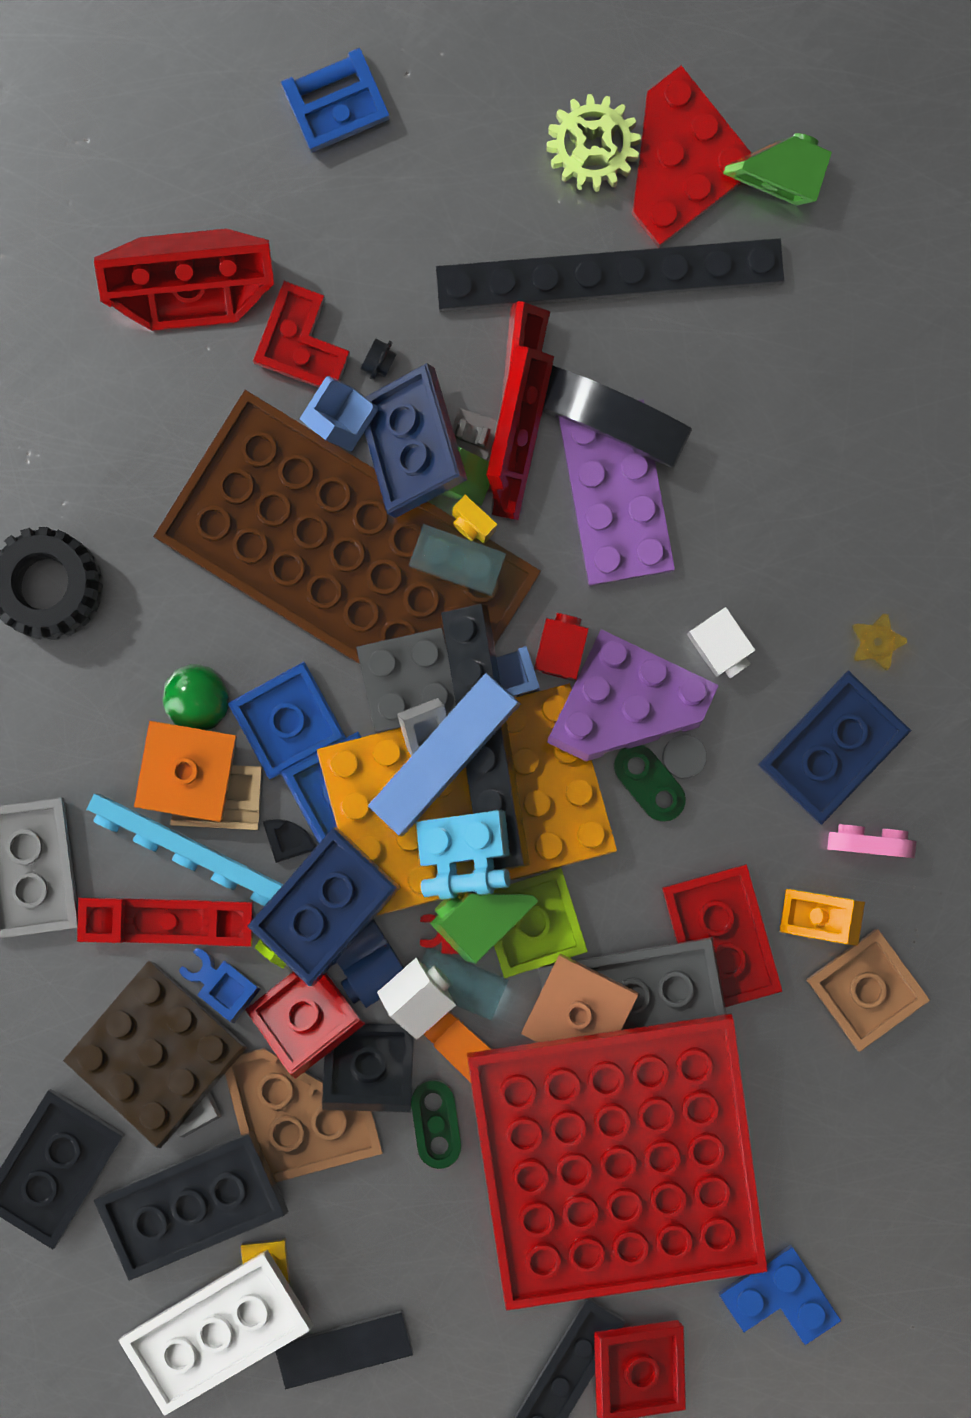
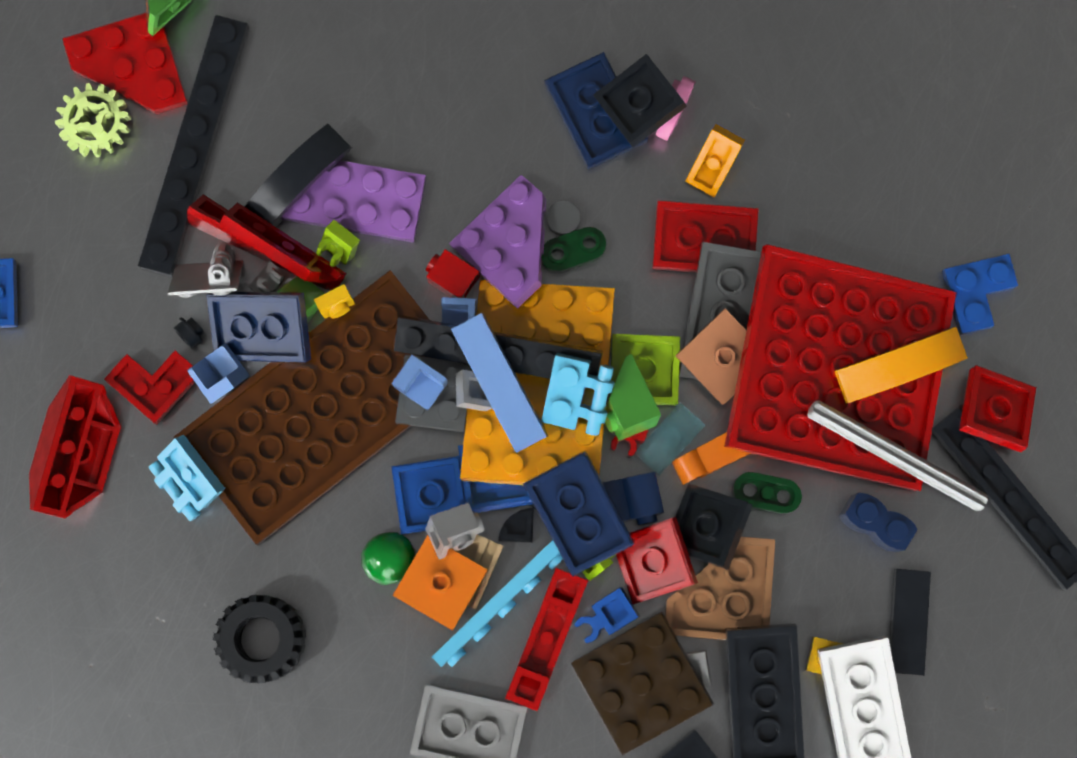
camera: 80 degrees left, 5 degrees down
(201, 424) = (186, 478): none -> medium azure plate
(251, 765) = (453, 529): none -> light grey brick
(410, 659) = (420, 382): none -> medium blue panel
(417, 997) = (670, 469): white brick -> none
(445, 1280) = (885, 528): none -> dark blue brick
(450, 356) = (217, 277): none -> light grey hinge
(457, 559) = (359, 326): clear light blue plate -> none
(535, 1267) = (897, 455): none -> light grey axle
(551, 497) = (339, 243): none -> lime tile
(647, 1235) = (901, 365): none -> light orange slope
(722, 644) = (492, 160): white brick -> none
(860, 798) = (640, 100): none -> black plate
(867, 990) = (778, 149): medium nougat plate -> none
(879, 629) = (533, 61): clear yellow plate -> none

